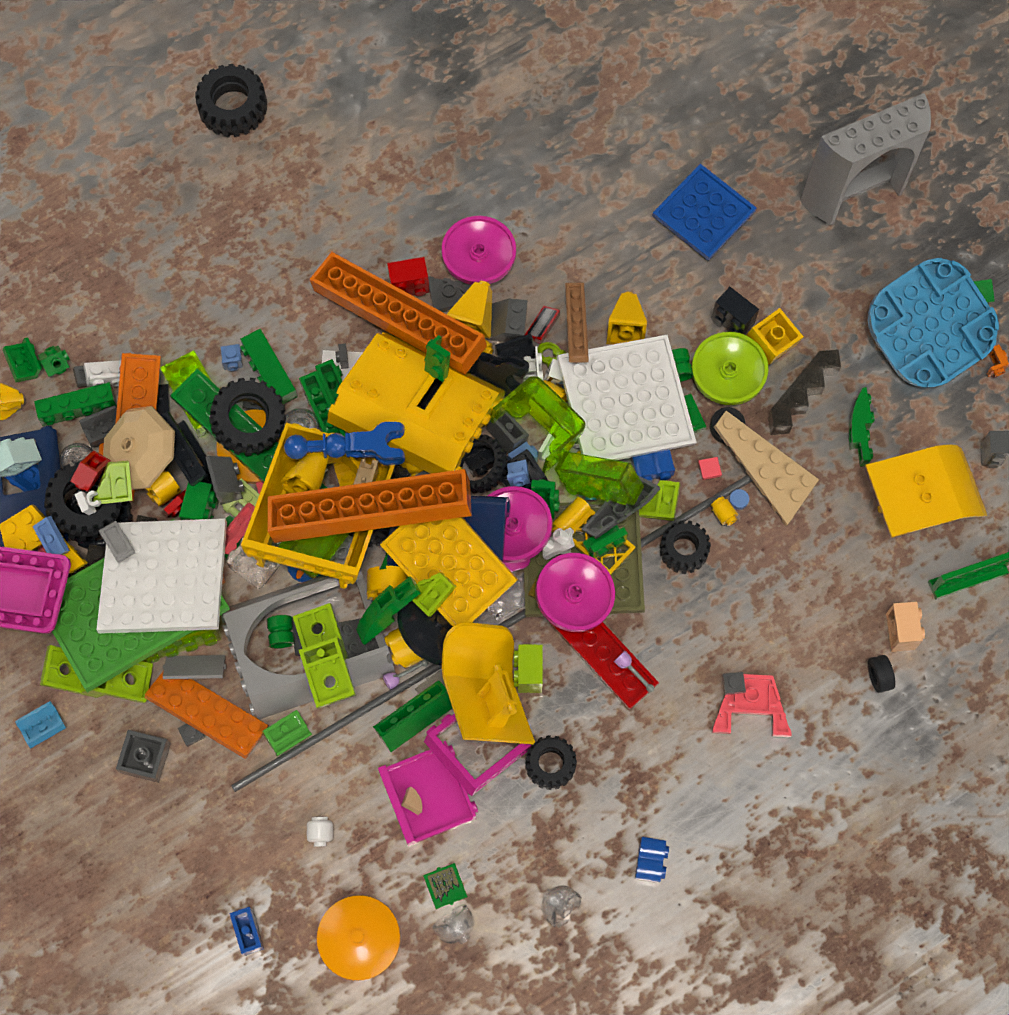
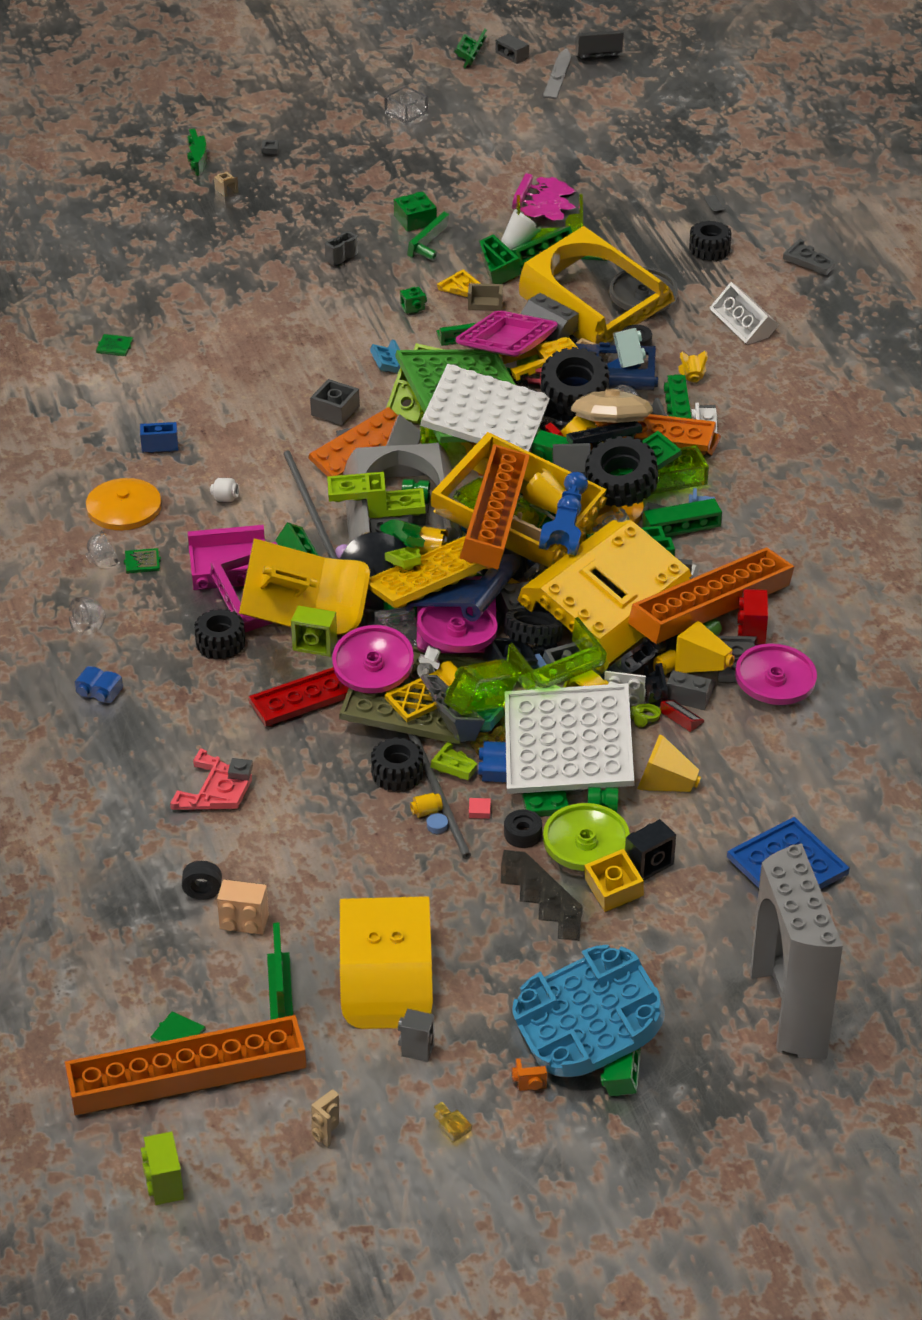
camera: 105 degrees right, 30 degrees down
(22, 360) = (731, 381): green bracket -> none
(50, 536) = (535, 355): medium blue plate -> none
(54, 360) = (725, 396): green brick -> none
(85, 502) = (564, 364): white tile -> none
(89, 471) = (595, 371): red slope -> none
(115, 483) = (577, 385): lime wing -> none
(116, 541) = (525, 389): light grey tile -> none
(286, 733) = (318, 484): bright green plate -> none
(412, 801) = (225, 546): tan tile -> none
(437, 359) = (642, 583): green bracket -> none
(518, 473) = (504, 640): medium blue bracket -> none
(548, 492) = (479, 655): green bracket -> none
(576, 322) = (668, 718): medium nougat tile -> none
(599, 547) = (415, 687): green bracket -> none
(625, 661) = (295, 695): hinge -> none
(771, 470) = (454, 851): tan wing -> none
(859, 426) = (487, 931): green slope -> none

